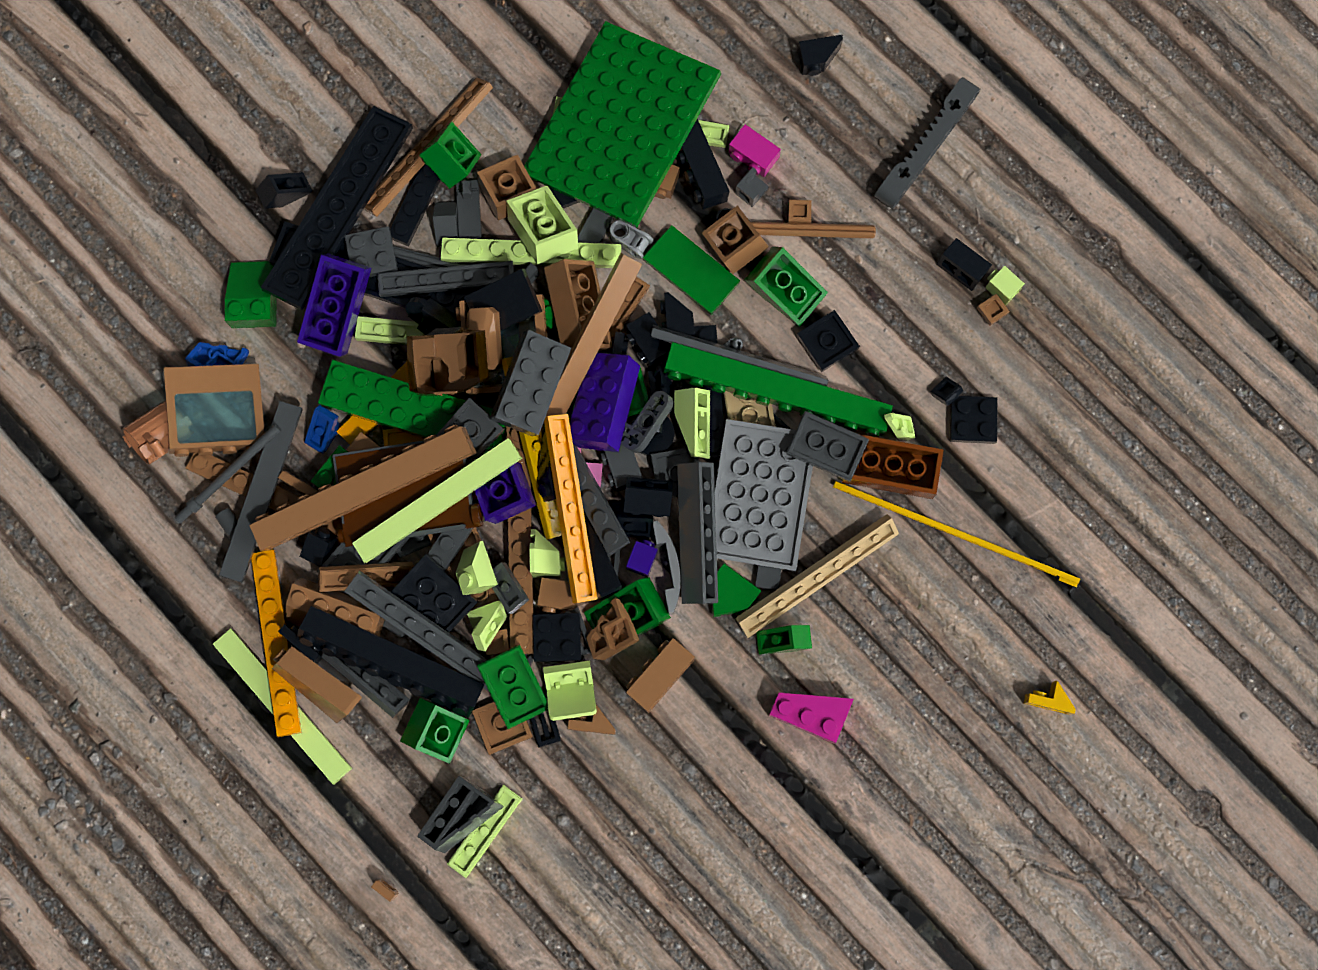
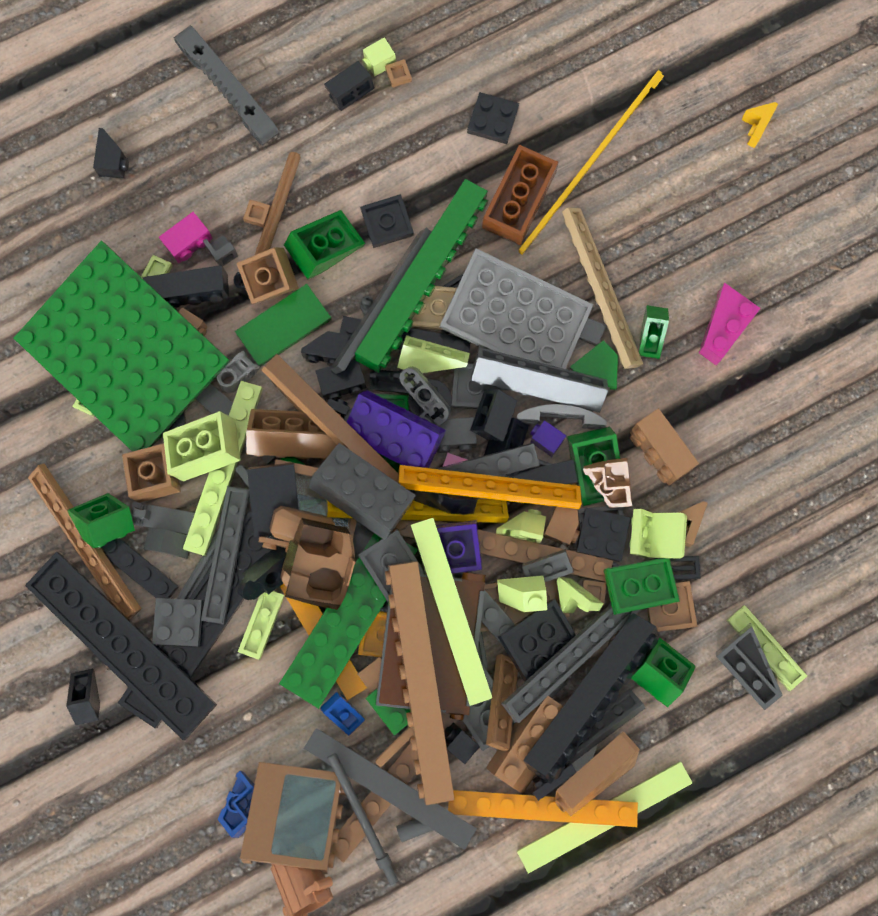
camera: 75 degrees left, 0 degrees up
(245, 301) = (180, 759): green slope -> none
(334, 305) = (221, 670): dark purple brick -> none
(385, 889) = (803, 755): medium nougat tile -> none
(827, 446) = (490, 242): dark grey tile -> none
(901, 425) = (485, 177): yellowish green tile -> none
(946, 391) = (462, 132): black tile -> none

